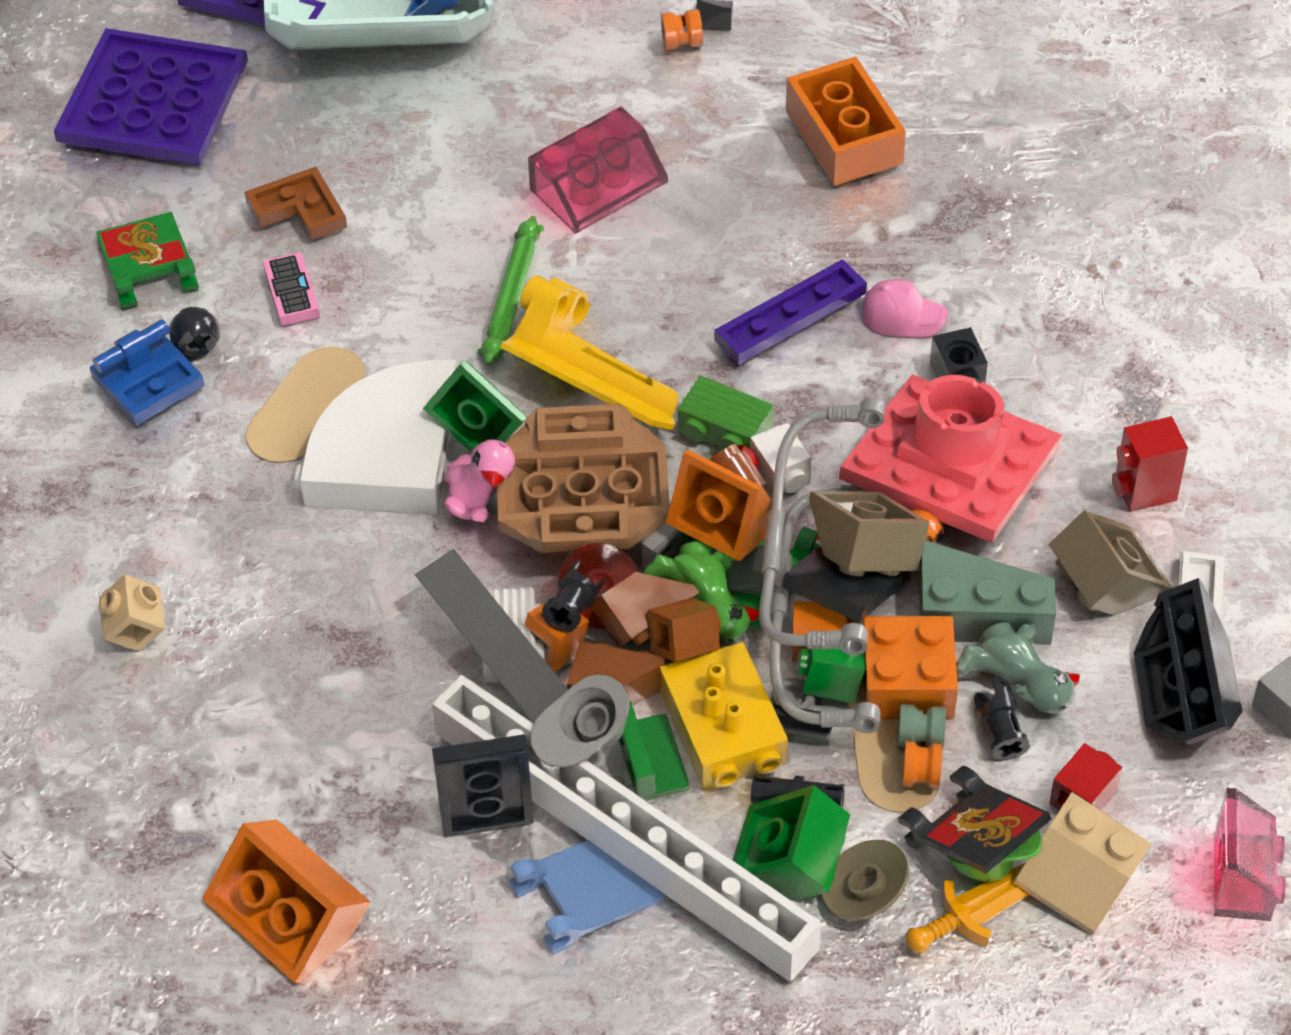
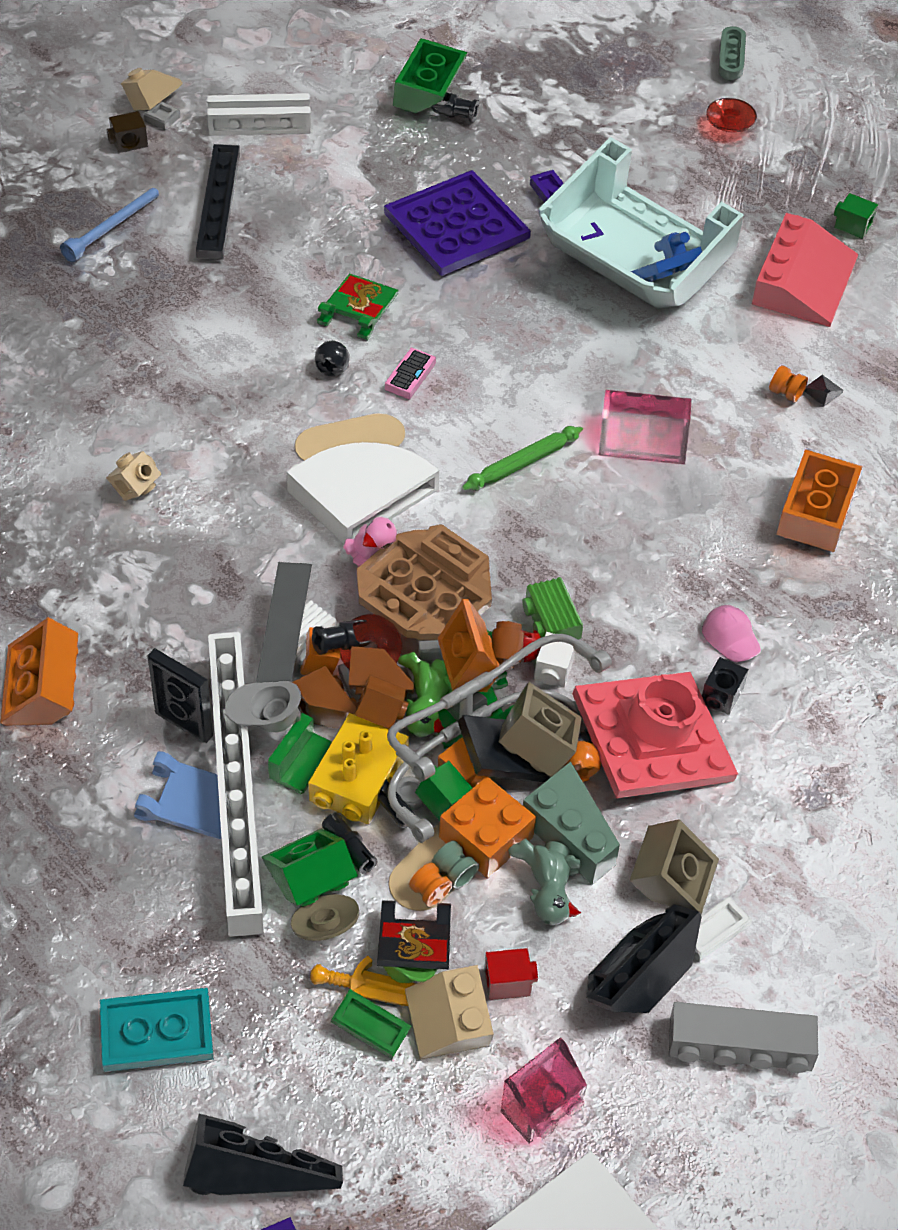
camera: 40 degrees right, 0 degrees up
(145, 373) = (284, 361): blue plate -> none
(299, 195) = (469, 327): dark orange plate -> none
(474, 408) = (413, 498): green slope -> none
(547, 343) = (506, 518): yellow panel -> none
(790, 311) = (662, 584): dark purple plate -> none
(1001, 720) = (507, 896): black piece -> none
(1020, 939) = (370, 1023): none -> green tile
(1150, 464) = (759, 828): red brick -> none

